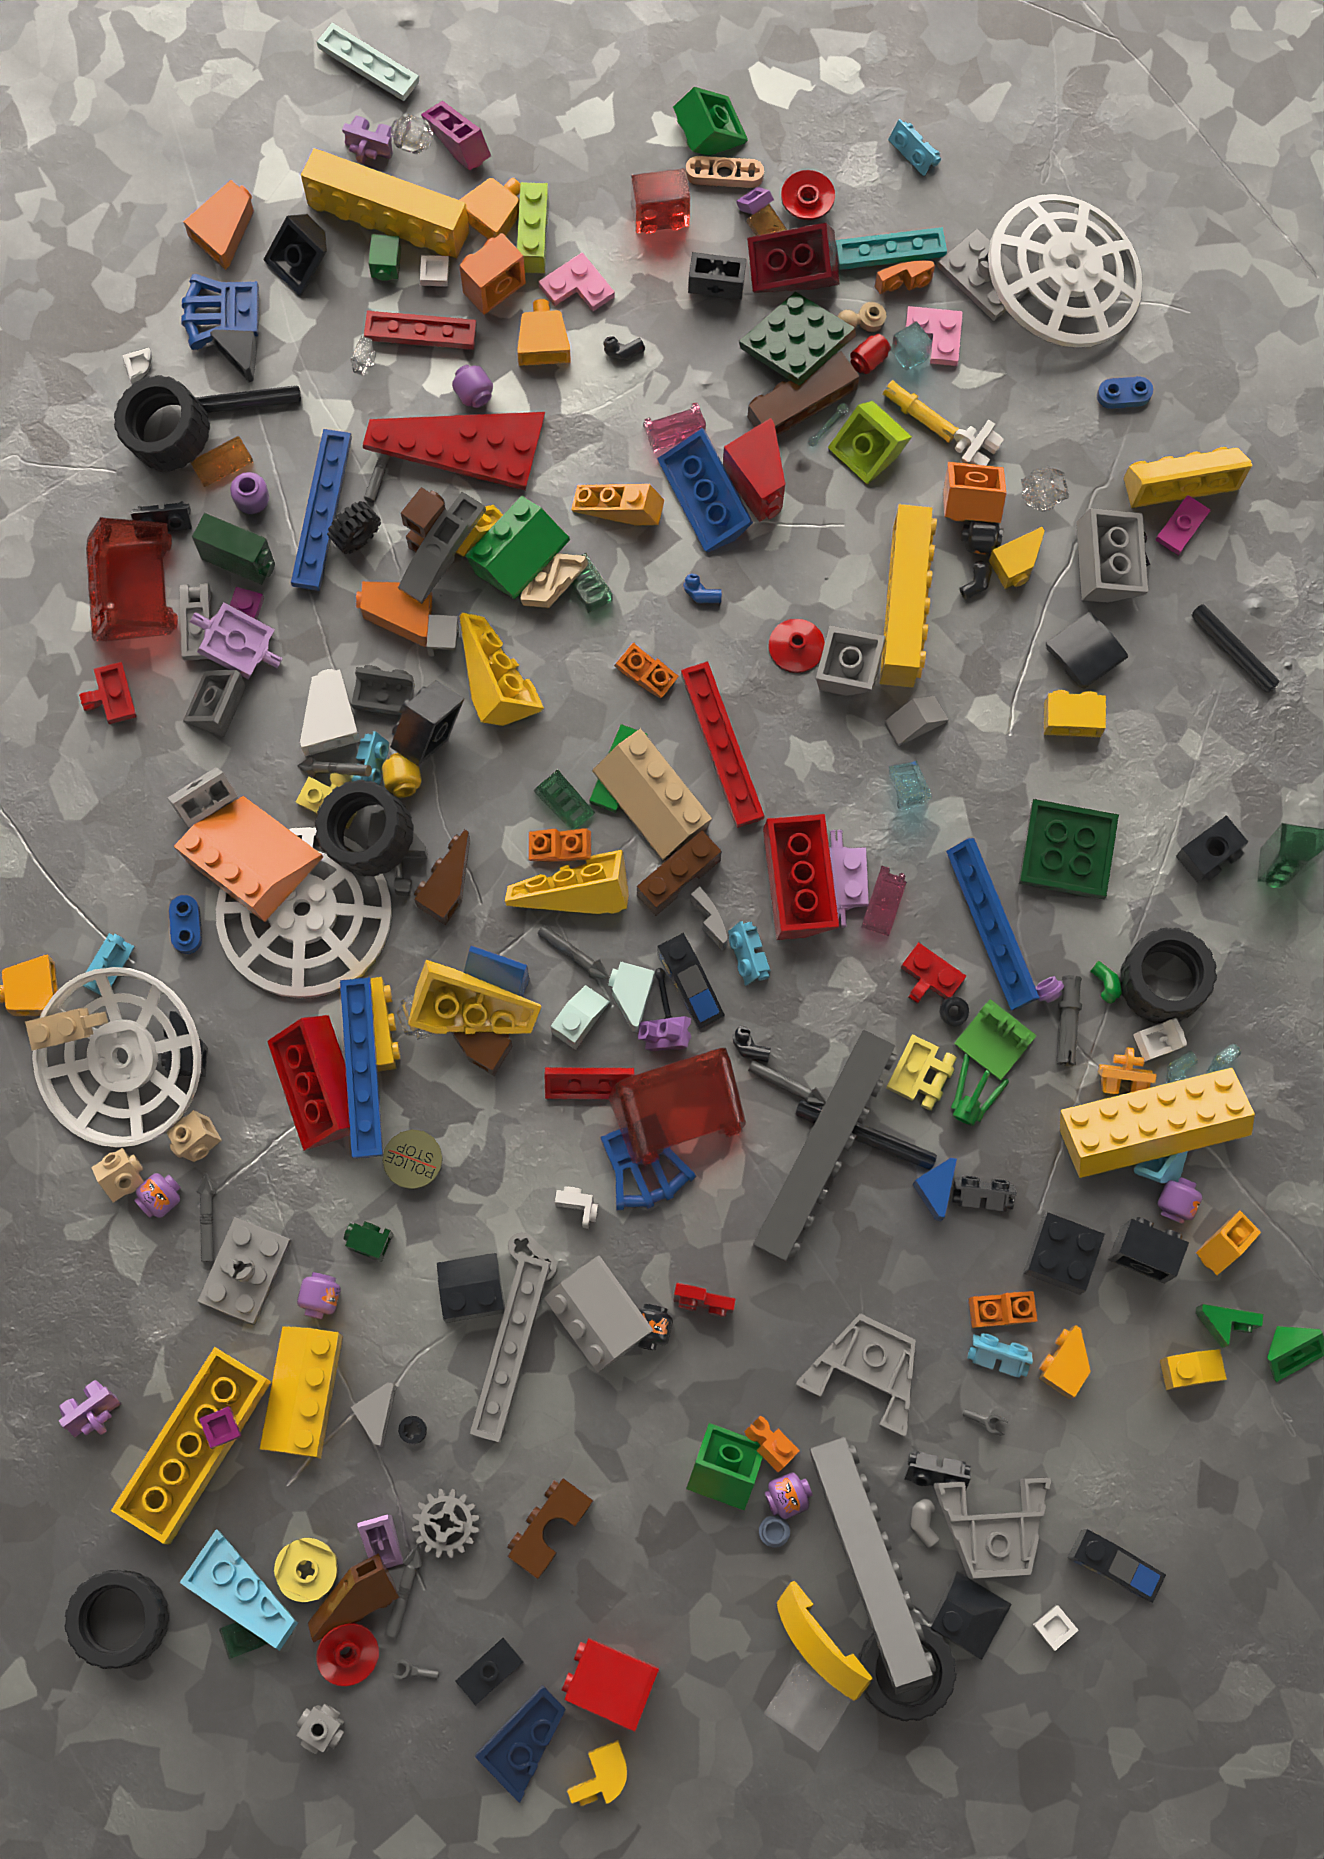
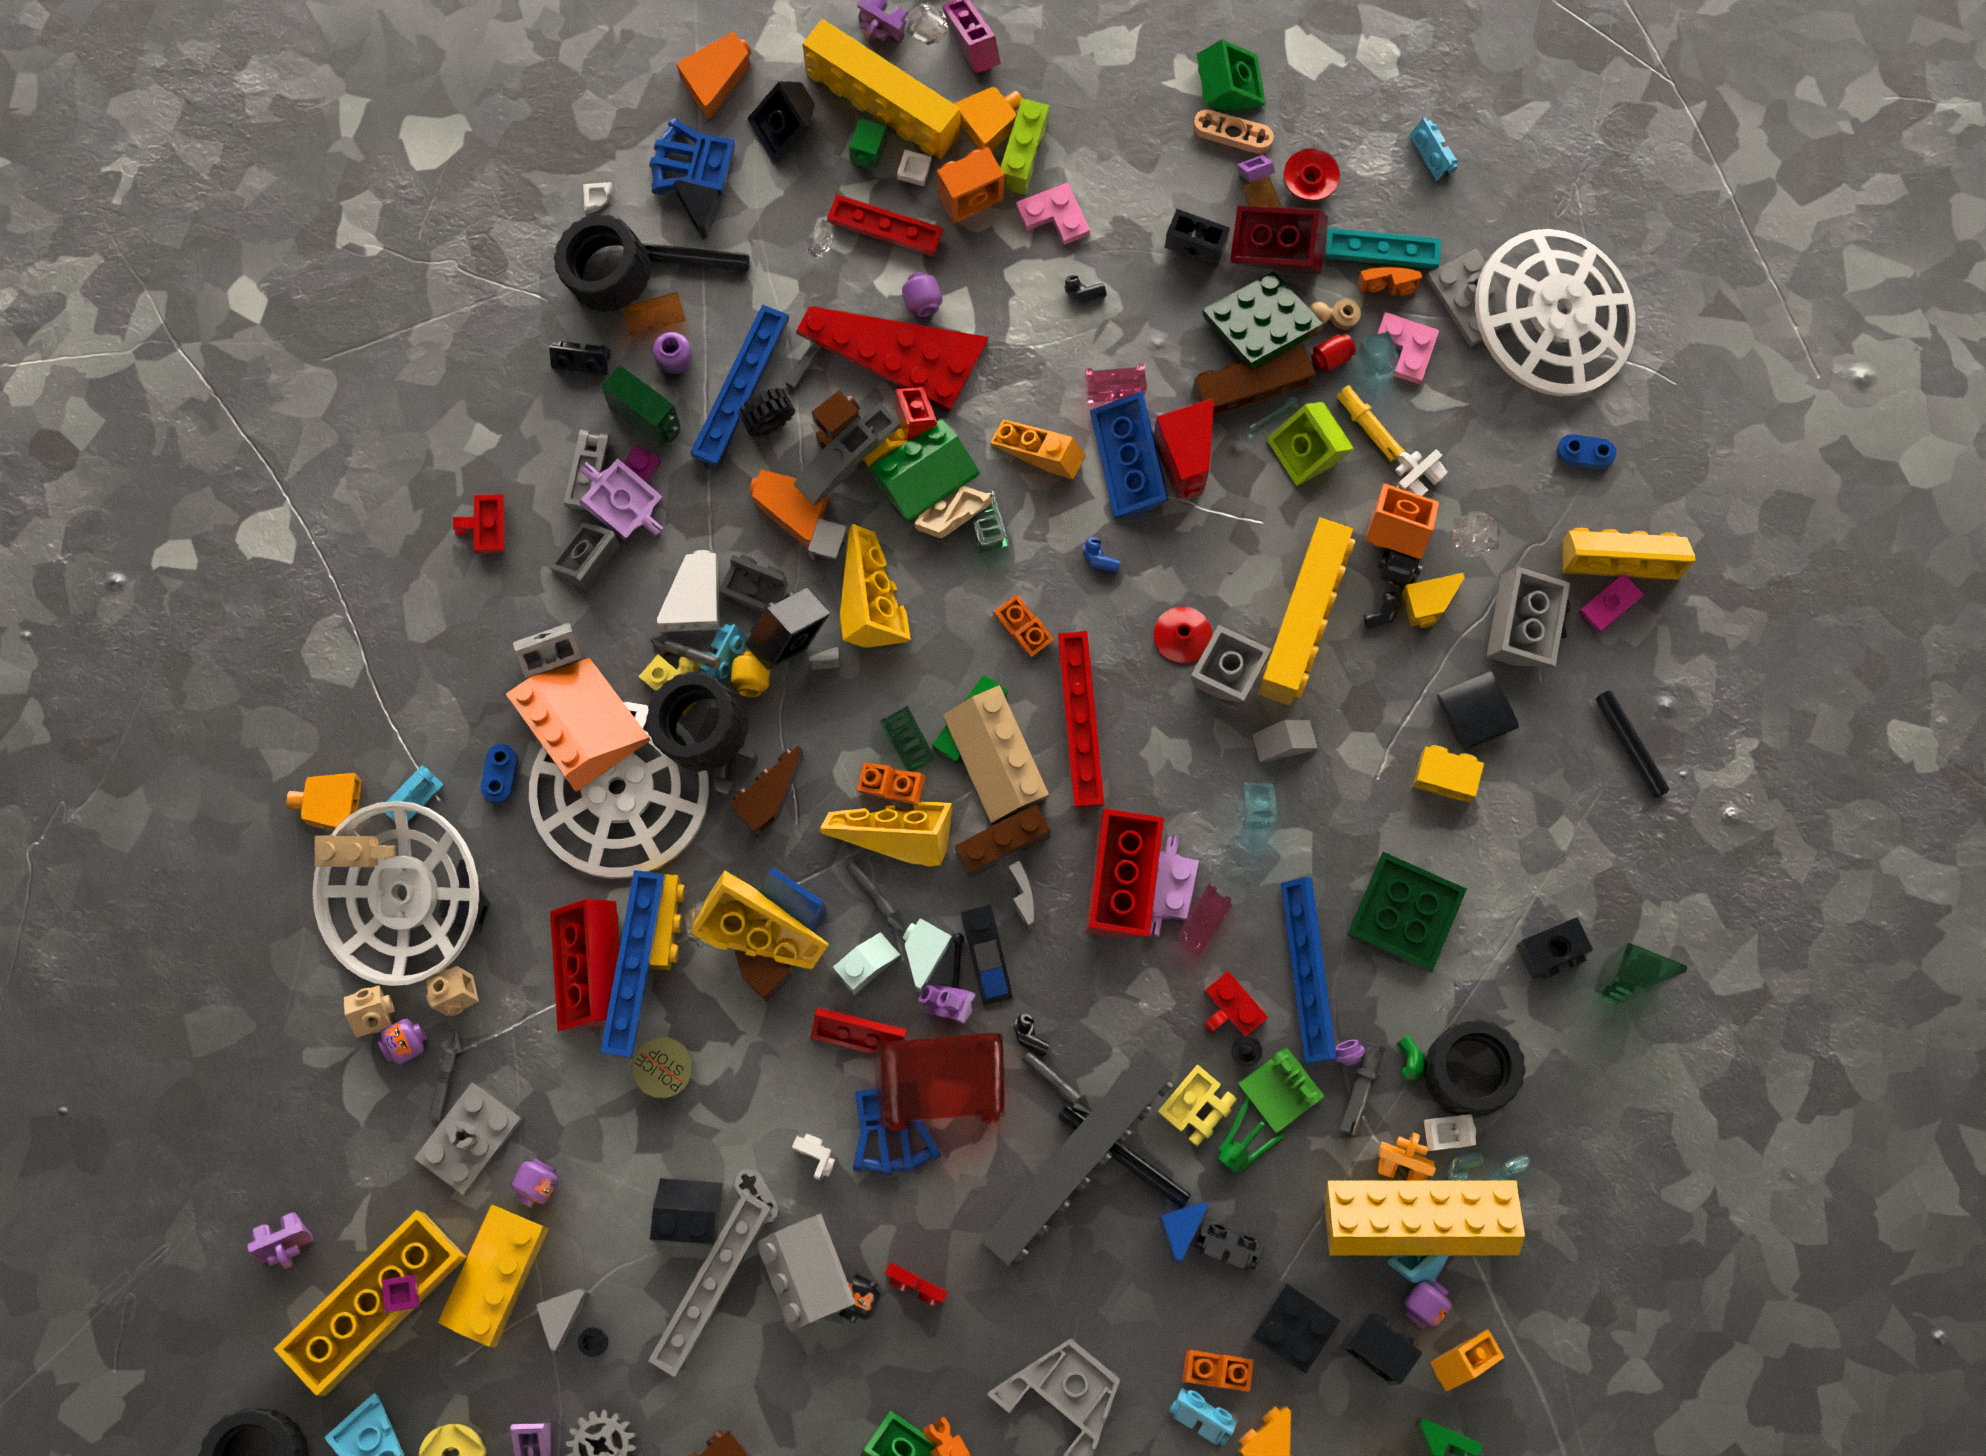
camera: 15 degrees right, 0 degrees up
(128, 580) = (530, 413): clear red windscreen -> none
(367, 1240) = (597, 1138): dark green brick -> none
(469, 745) = (825, 660): none -> light grey slope
(494, 494) = (914, 411): none -> red slope
(543, 336) = (1005, 259): light orange torso -> none
(660, 200) = (1159, 148): clear red brick -> none
(744, 940) = (1051, 925): medium azure hinge -> none

